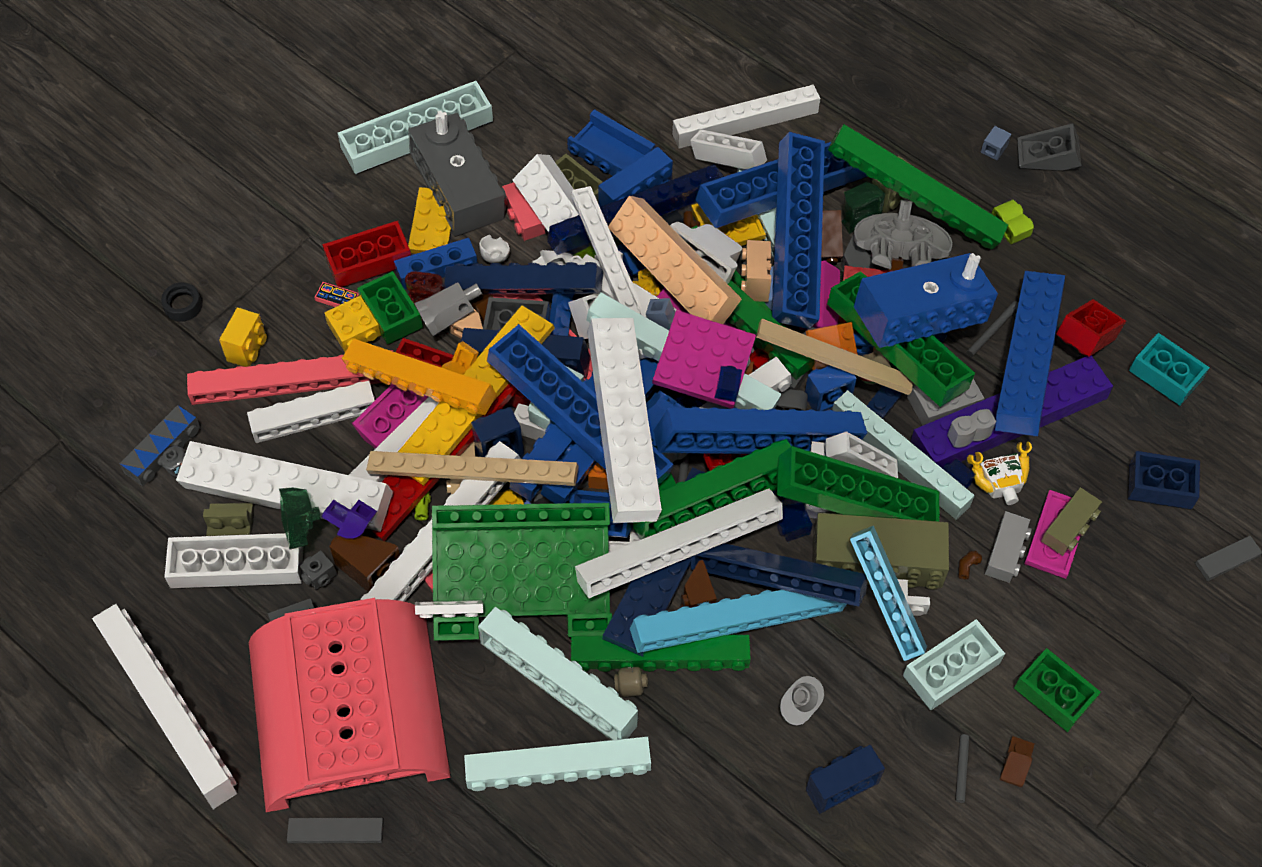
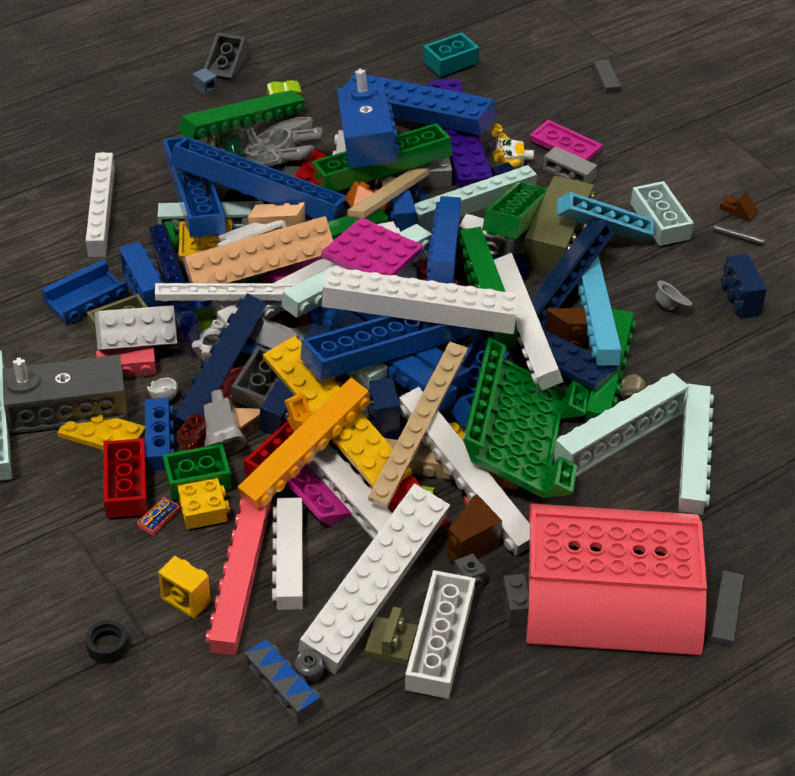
camera: 75 degrees left, 15 degrees down
(166, 705) = (583, 707): white brick -> none
(297, 515) = (425, 557): clear green brick -> none
(351, 522) = (448, 512): dark purple brick -> none
(448, 608) = (546, 473): white plate -> none
(661, 312) = (311, 266): sand blue brick -> none
(728, 149) = (140, 213): white brick -> none
(728, 383) = (409, 235): clear blue brick -> none
(859, 453) = (480, 202): white brick -> none
(971, 428) = (477, 144): light grey brick -> none
(1057, 690) = (693, 170): green brick -> none
(1072, 522) = (563, 127): olive brick -> none
(1090, 327) = (407, 71): red brick -> none
(1164, 480) = (541, 81): dark blue brick -> none

